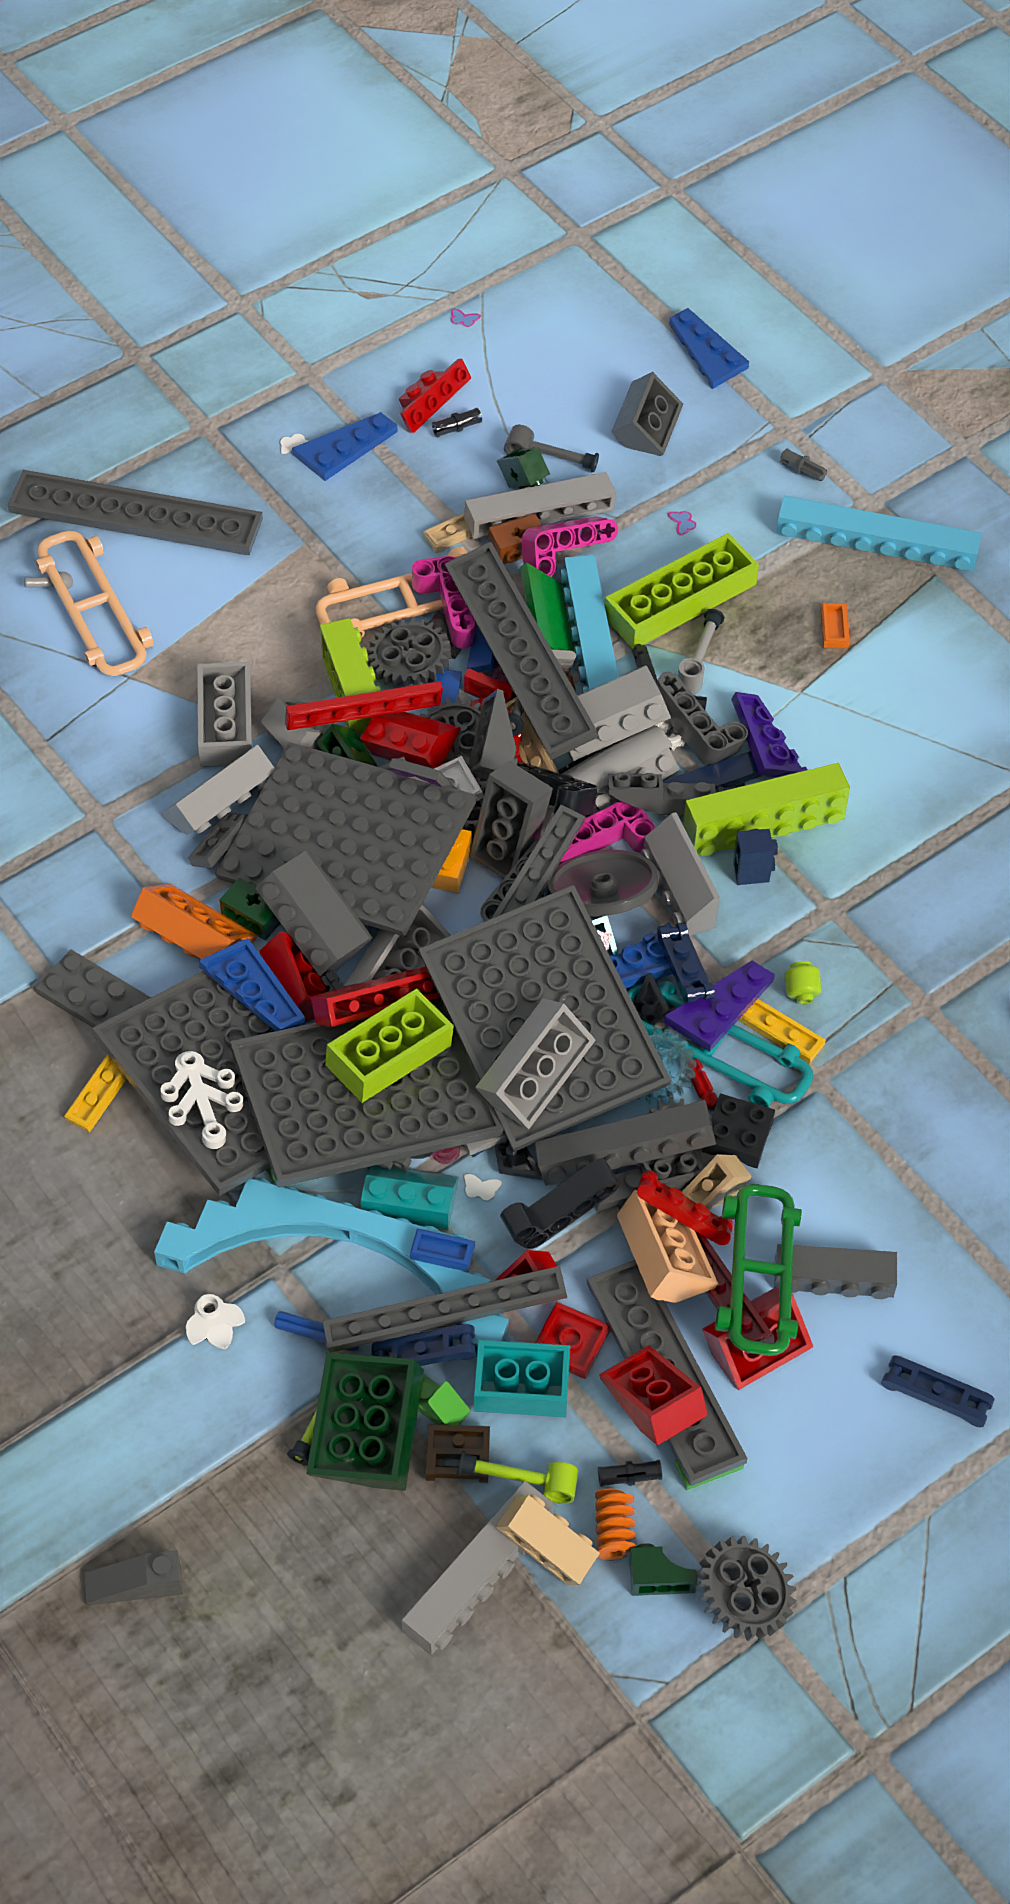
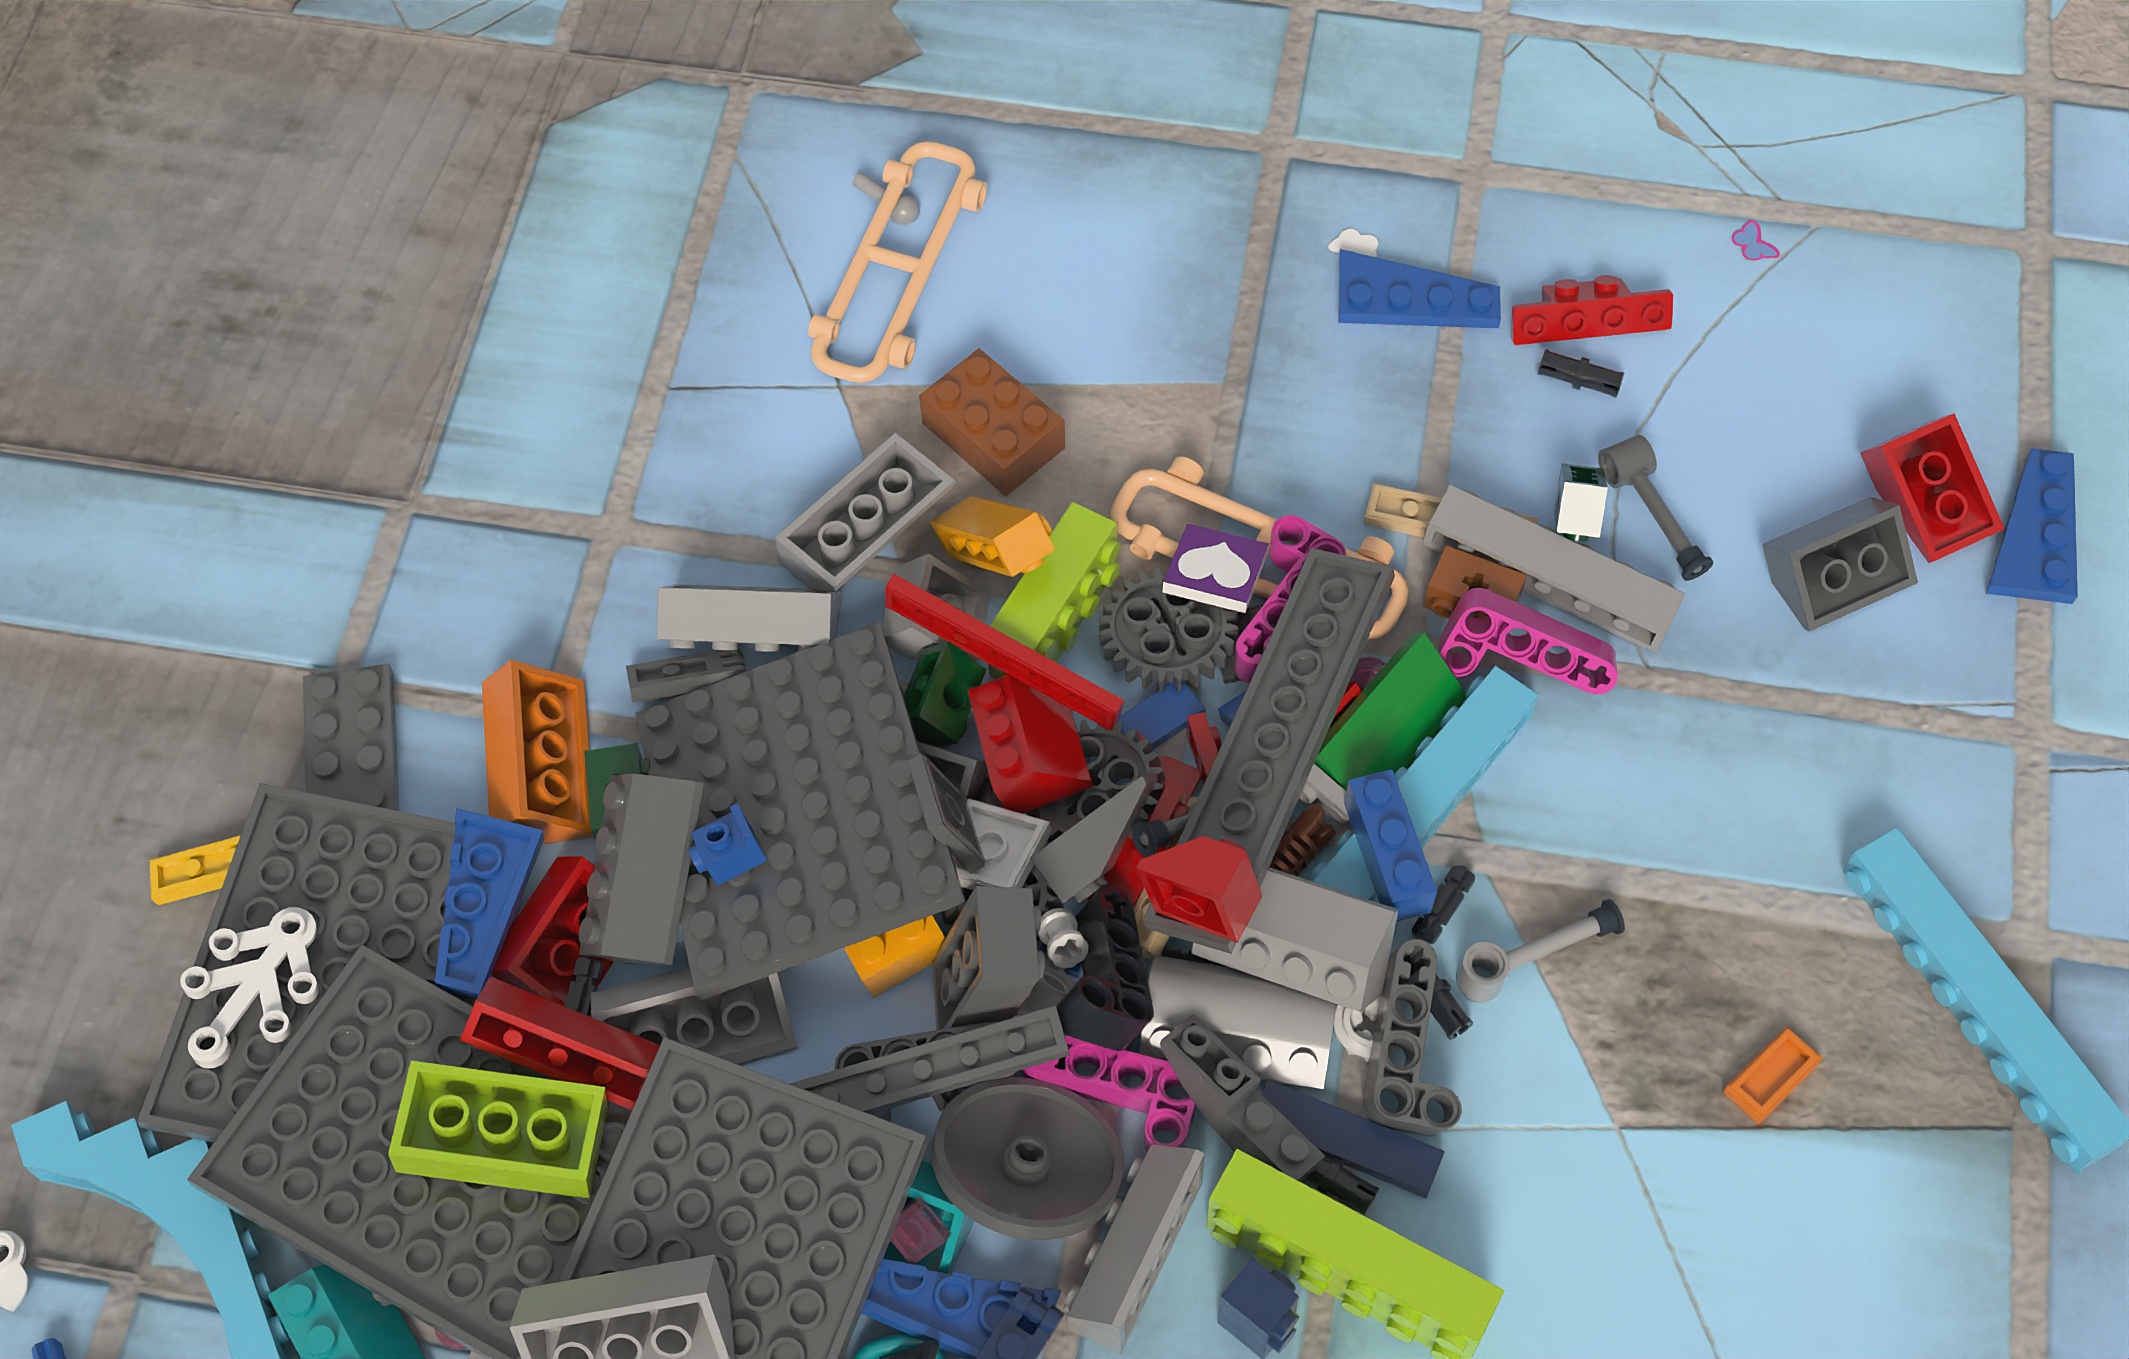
camera: 50 degrees right, 5 degrees up
(135, 512) = (1075, 193): dark grey plate -> none
(226, 632) = (992, 421): none -> dark orange brick
(299, 666) = (994, 536): none -> light orange brick
(347, 865) = (726, 847): none -> blue brick
(403, 611) = (1215, 568): none -> tile
(568, 711) = (1203, 885): none -> red slope
(606, 649) = (1390, 844): none -> blue brick
(643, 352) = (1936, 486): none -> red slope
(681, 590) = (1604, 842): lime brick -> none
(684, 521) = (1733, 746): medium blue sticker -> none
(764, 739) = (1473, 1166): dark purple wing -> none
(803, 464) = (1988, 805): dark grey axle -> none

